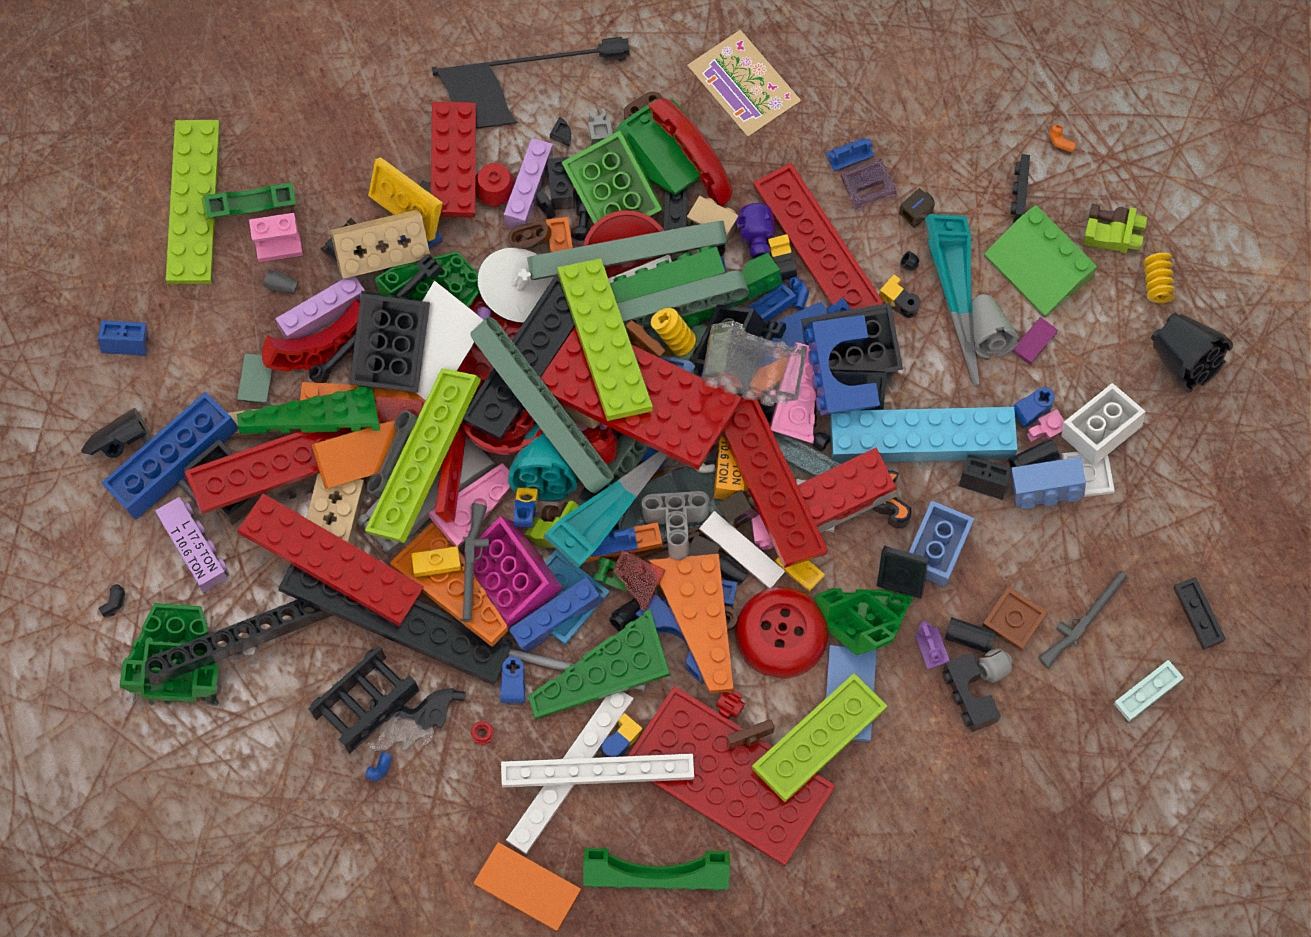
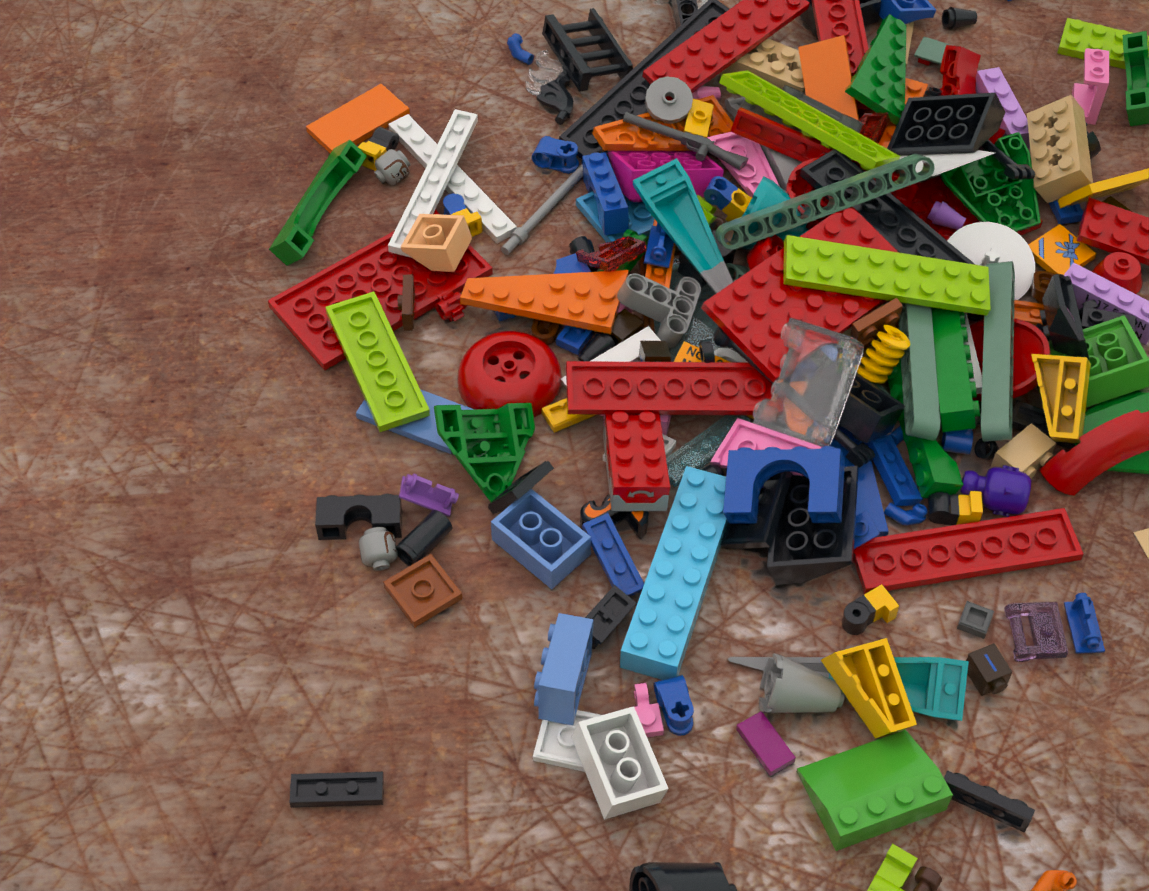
camera: 110 degrees right, 15 degrees down
(198, 376) = (956, 18): none -> black cone
(279, 282) = (1043, 91): dark grey cone -> none
(429, 597) = (666, 110): none -> light grey plate
(477, 727) = (518, 124): red plate -> none
(480, 234) = (1059, 249): none -> light orange tile
(561, 848) = (377, 145): none -> leg
(578, 207) = (1063, 318): none -> black wedge
(584, 823) = (392, 167): none -> light grey head
(612, 667) = (531, 219): green wing -> none
(666, 188) = (1064, 392): none -> yellow wedge
(676, 734) = (438, 241): none -> light nougat slope
(726, 463) = (706, 351): none -> black tile
(873, 227) = (975, 619): none -> dark grey tile
(909, 261) = (916, 638): black hinge -> none
(931, 486) = (613, 555): none -> blue plate
(973, 272) = (872, 686): none -> yellow wedge
(1040, 453) = (608, 679): black pin -> none
(1073, 635) = (377, 646): dark grey piece -> none
(1148, 690) = (272, 696): light aqua plate -> none

